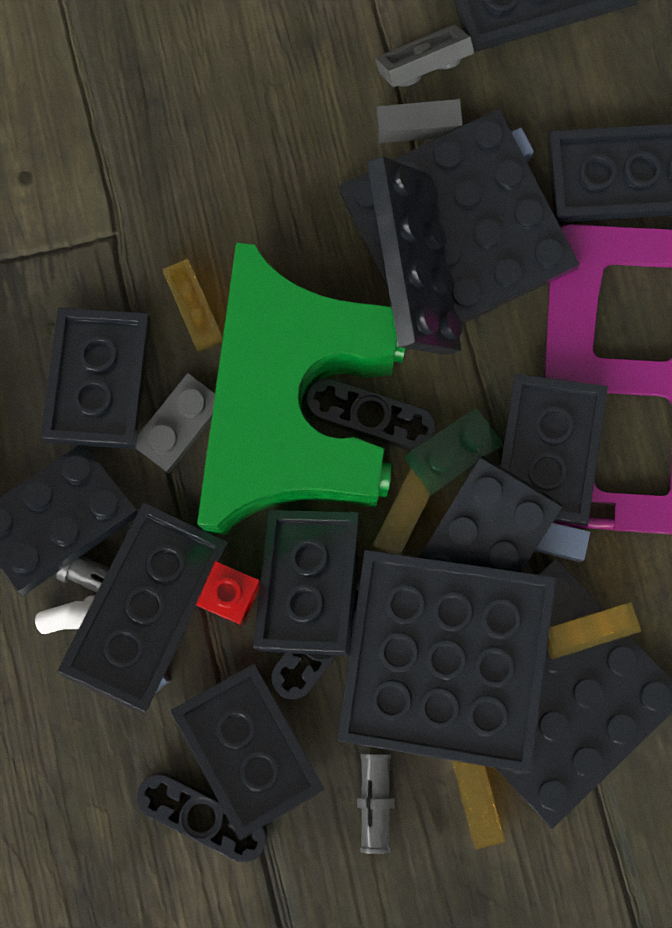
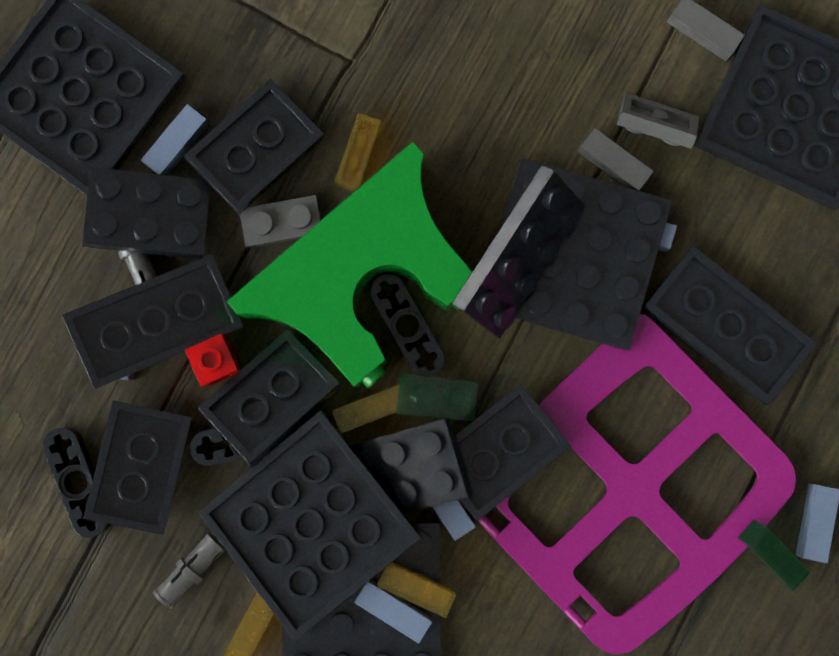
camera: 40 degrees right, 5 degrees up
(21, 435) = (175, 141): none -> sand blue piece
(63, 617) = (100, 281): white arm -> none
(590, 668) = (394, 611): none -> sand blue piece

